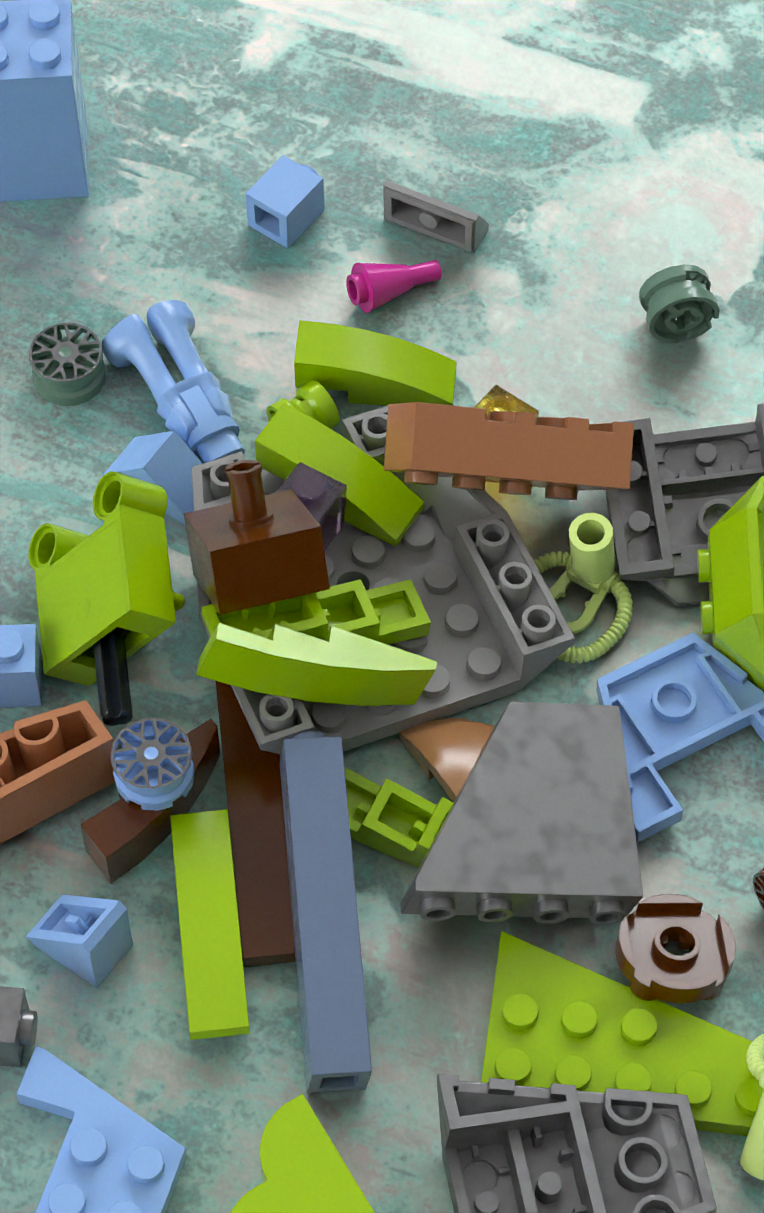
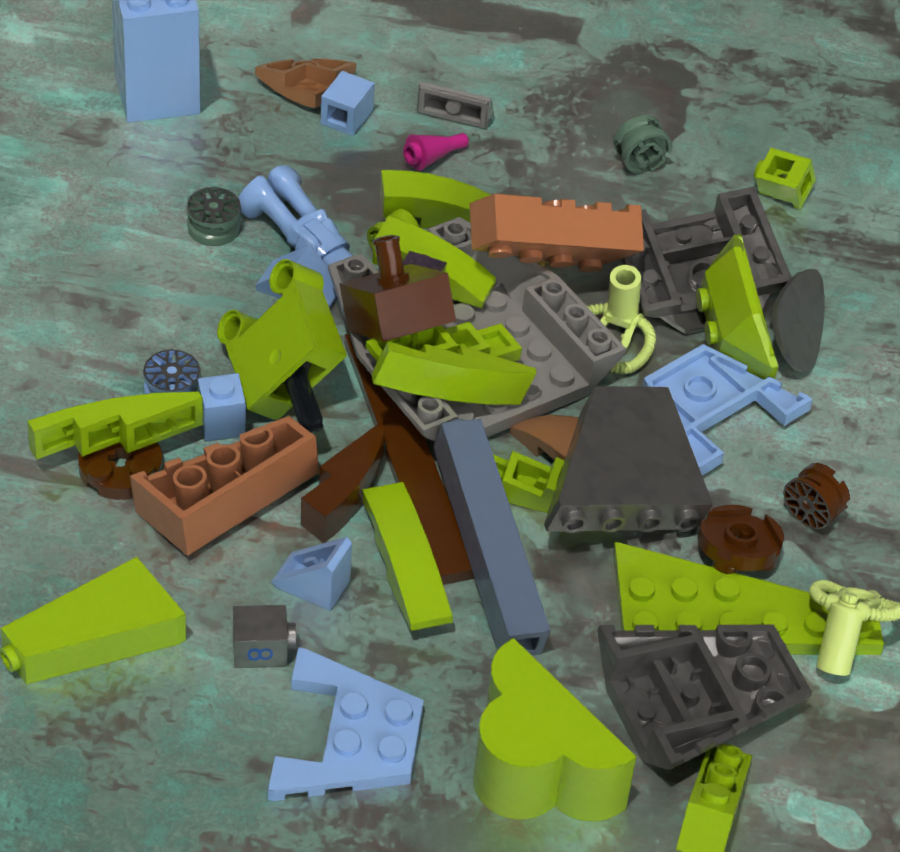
camera: 15 degrees left, 10 degrees down
(152, 763) = (347, 450): light blue wheel -> none
(238, 155) = (303, 80): none -> medium nougat brick

